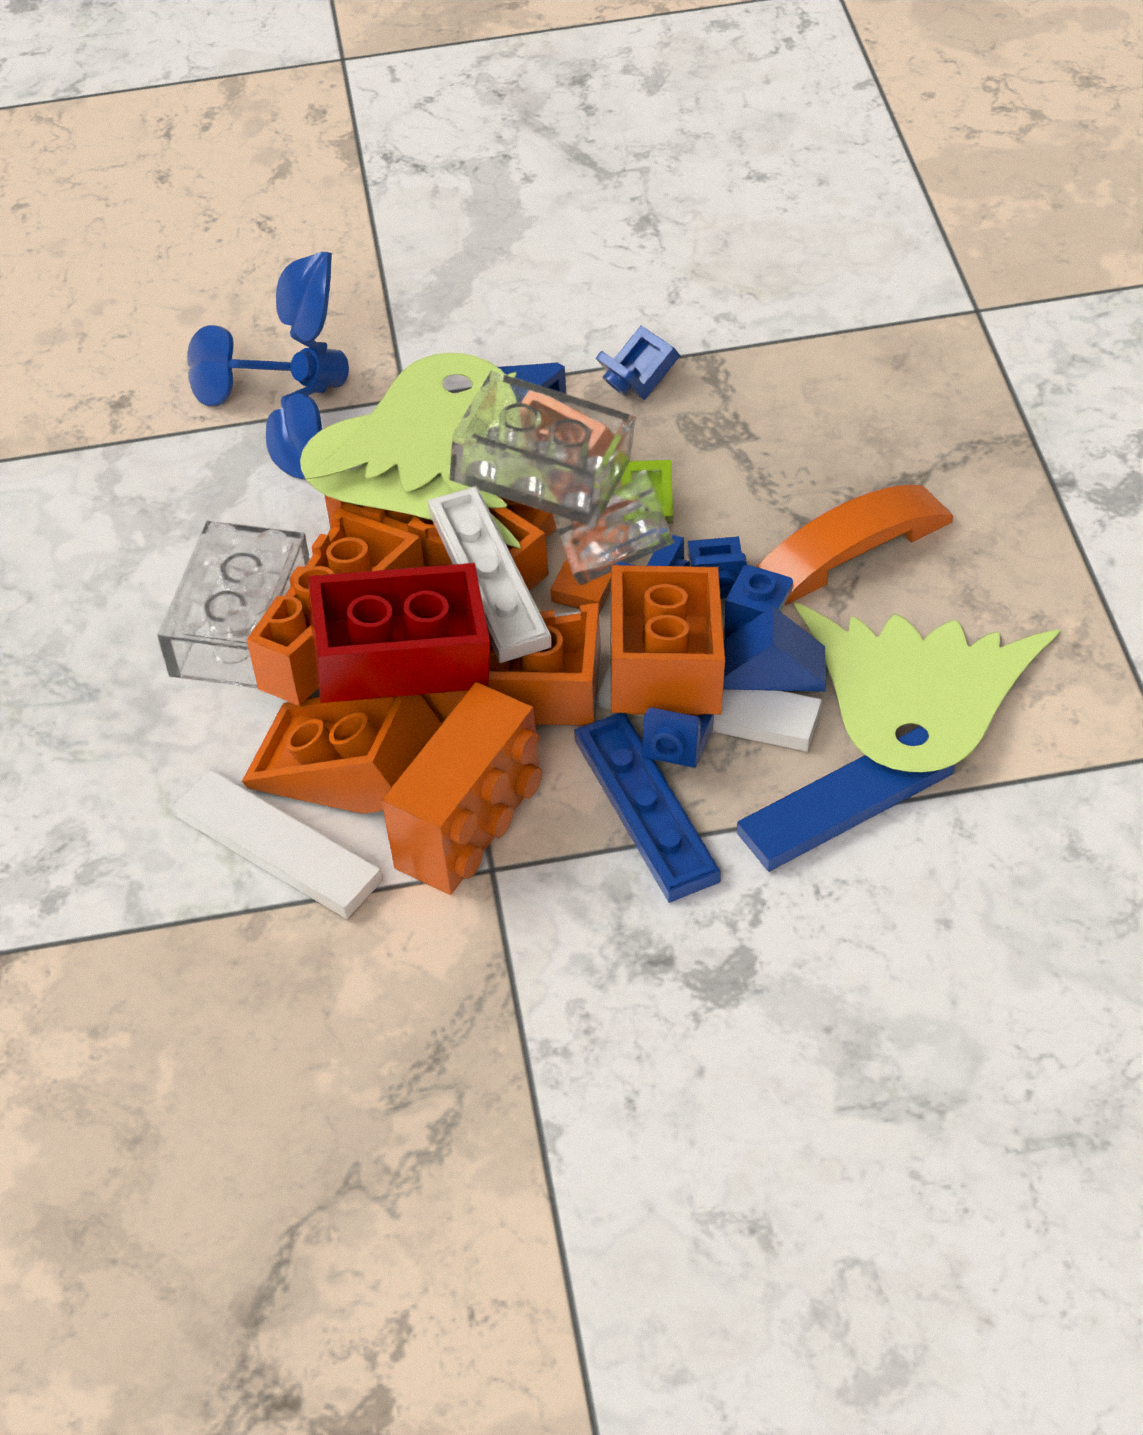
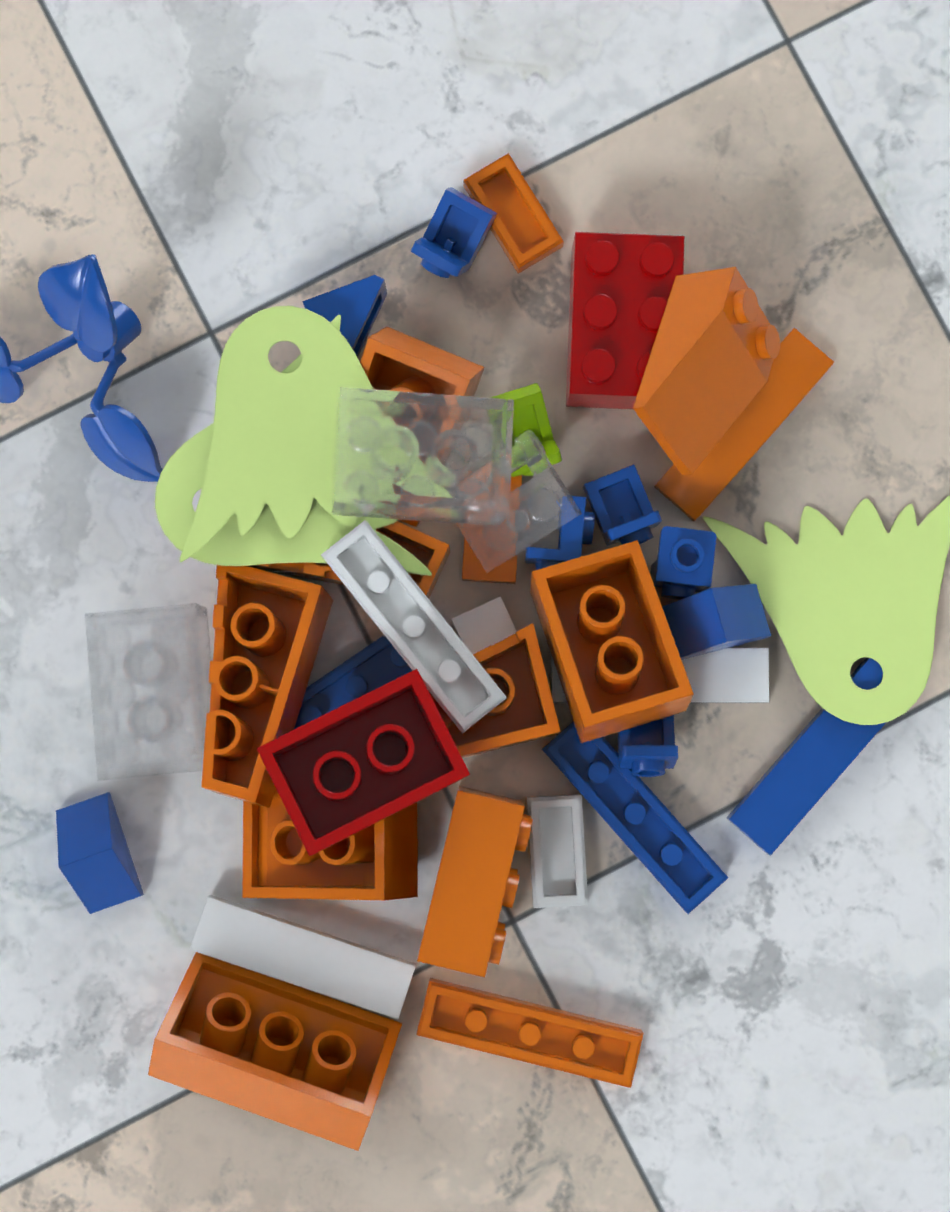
camera: 20 degrees left, 35 degrees up
(125, 723) = (96, 854): none -> blue slope
(212, 903) = (275, 1050): none -> orange slope
(472, 960) = (530, 1032): none -> orange tile
(558, 817) = (557, 851): none -> white tile
(698, 370) = (520, 220): none -> orange tile
(764, 443) = (616, 312): none -> red brick
(820, 457) = (704, 364): none -> orange slope

